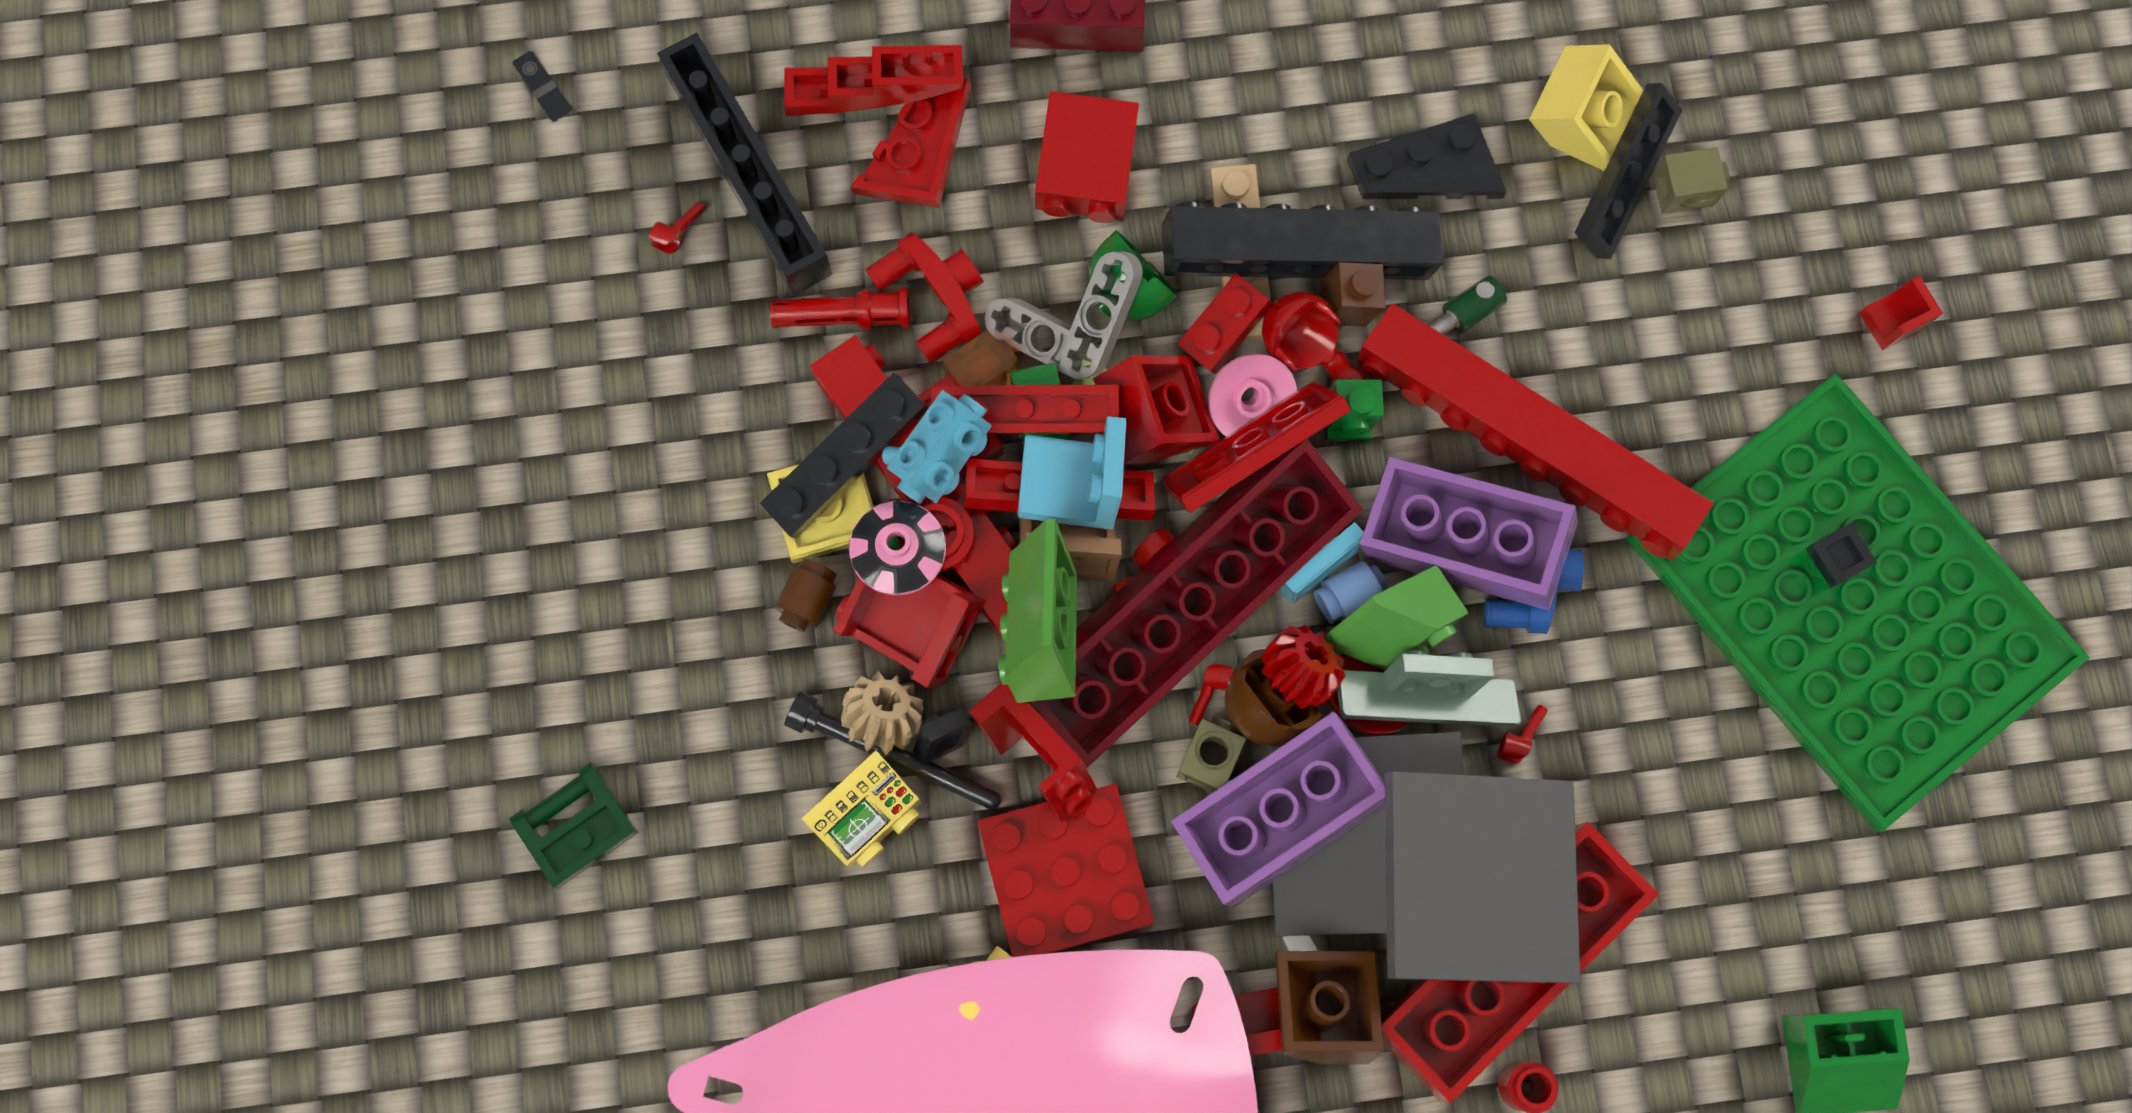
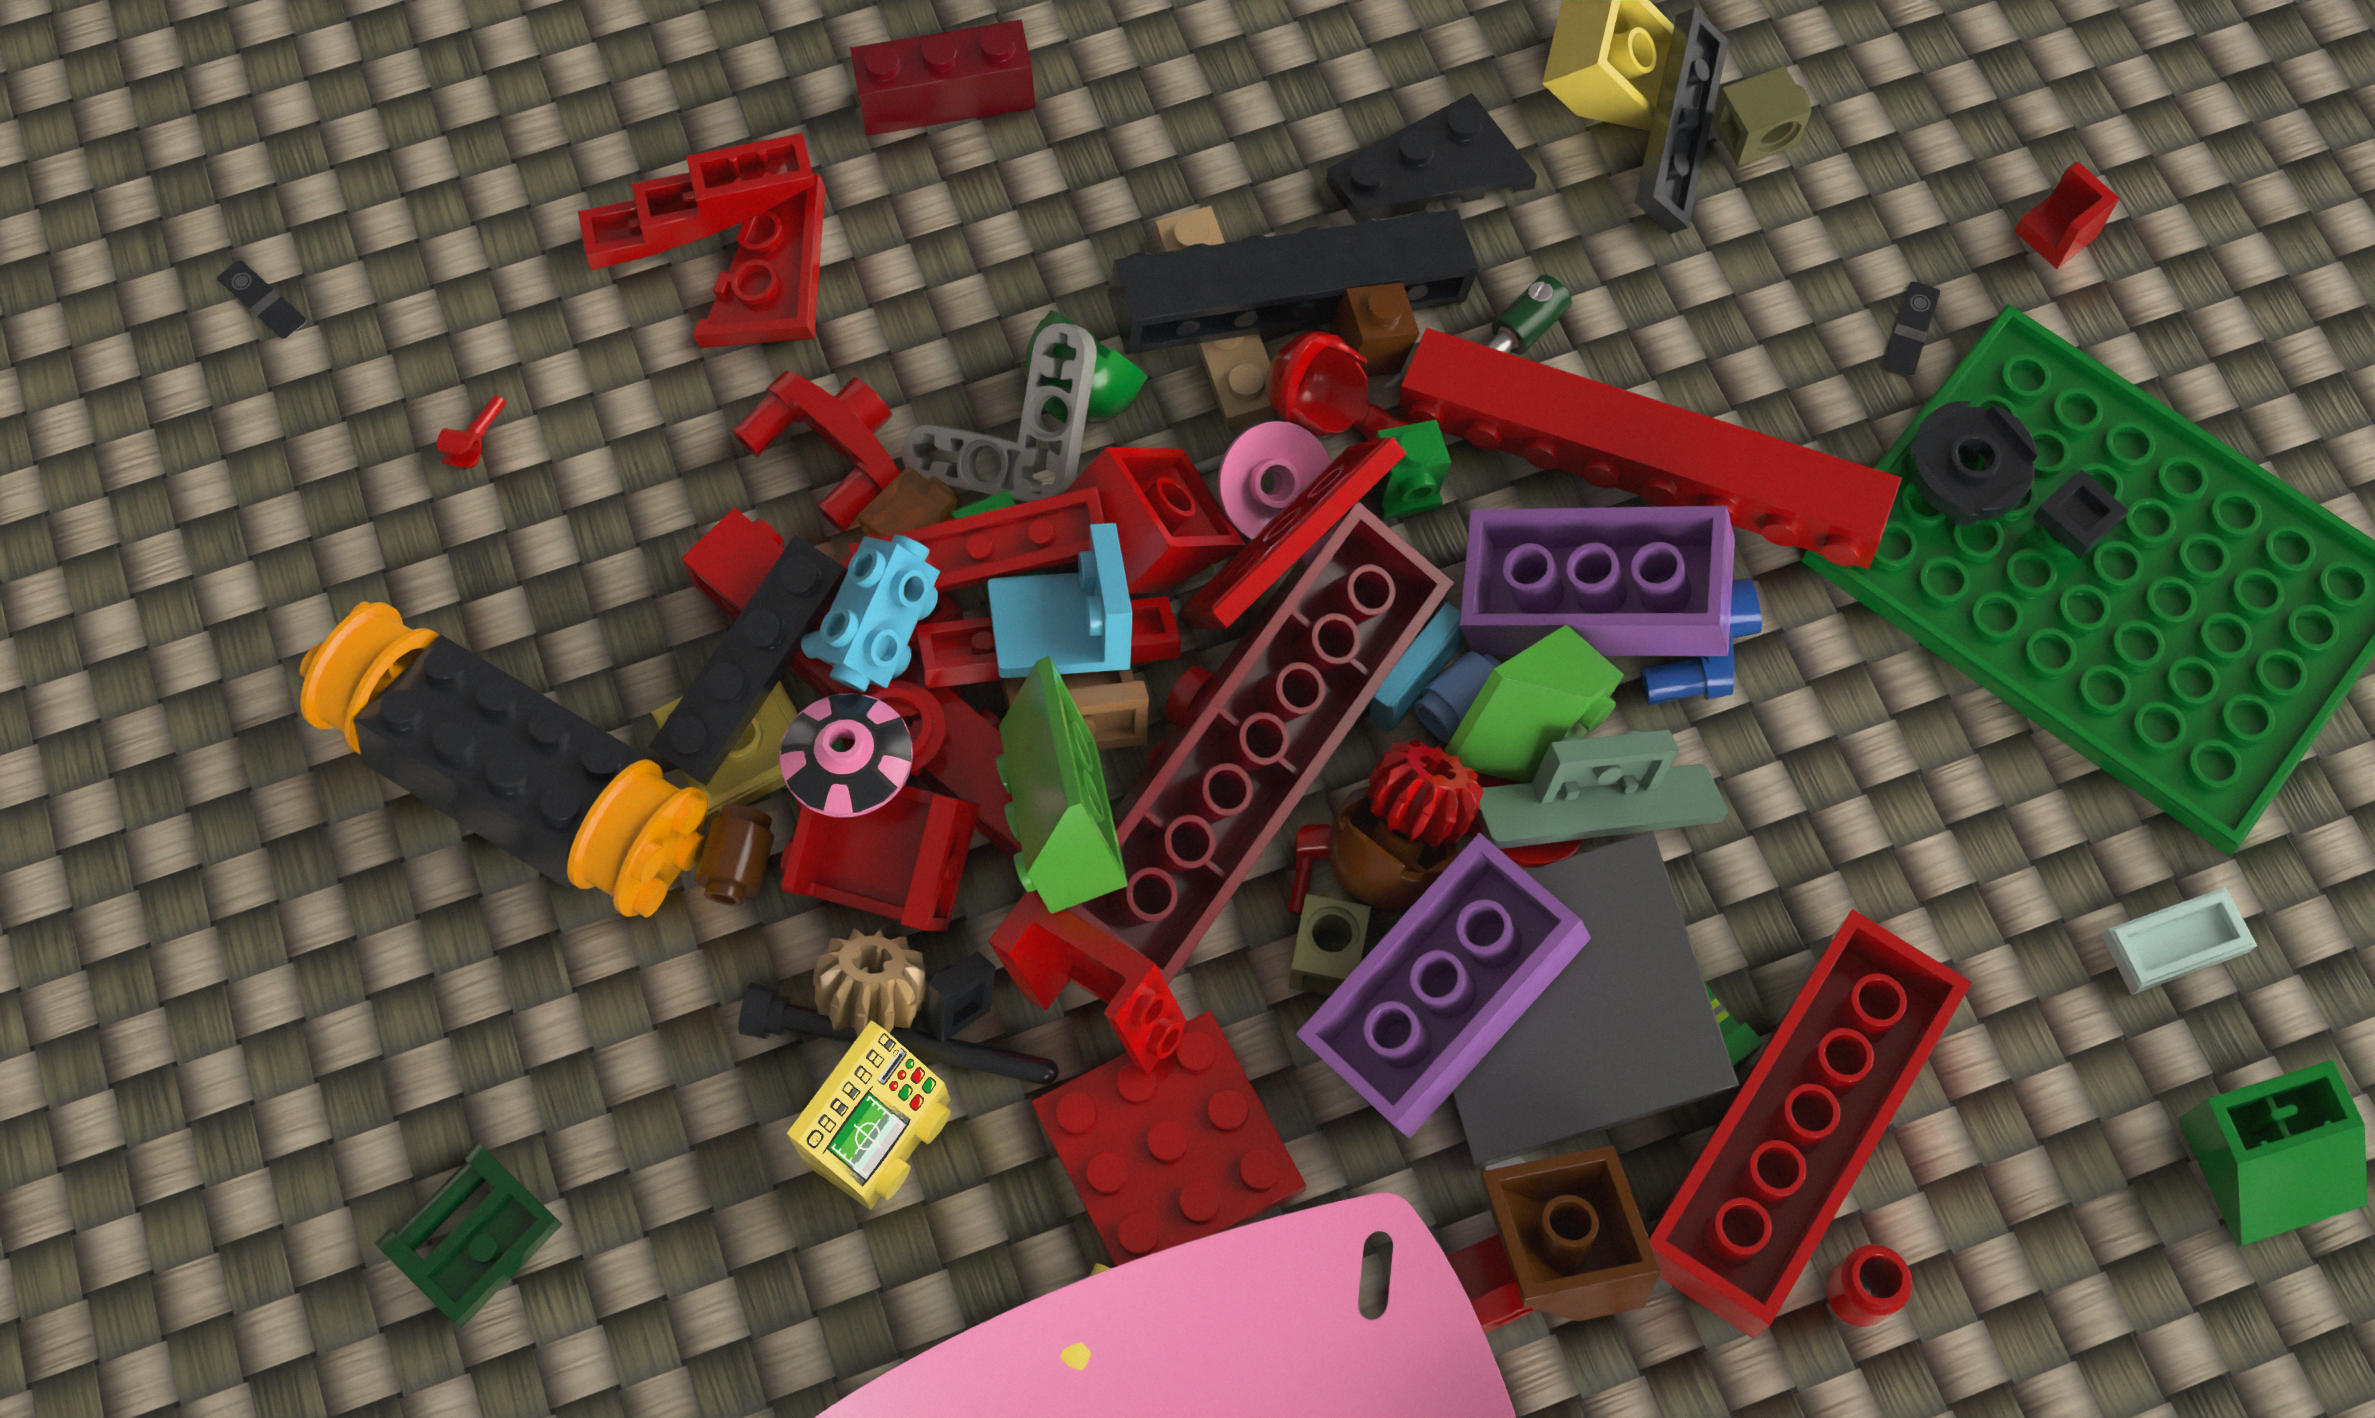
camera: 10 degrees left, 10 degrees down
(655, 490) = (503, 759): none -> brick
(745, 164) = (549, 333): black brick -> none
(863, 310) = (739, 481): red pin -> none
(1086, 157) = (992, 238): red brick -> none
(1225, 323) = (1217, 398): red plate -> none
(1481, 878) = (1731, 1007): dark grey tile -> none
(1514, 747) = (1728, 848): red hand -> none
(1758, 374) = (1912, 328): none -> black sticker
(1781, 472) = (1966, 493): none -> black plate
(1820, 887) = (2178, 940): none -> light aqua tile

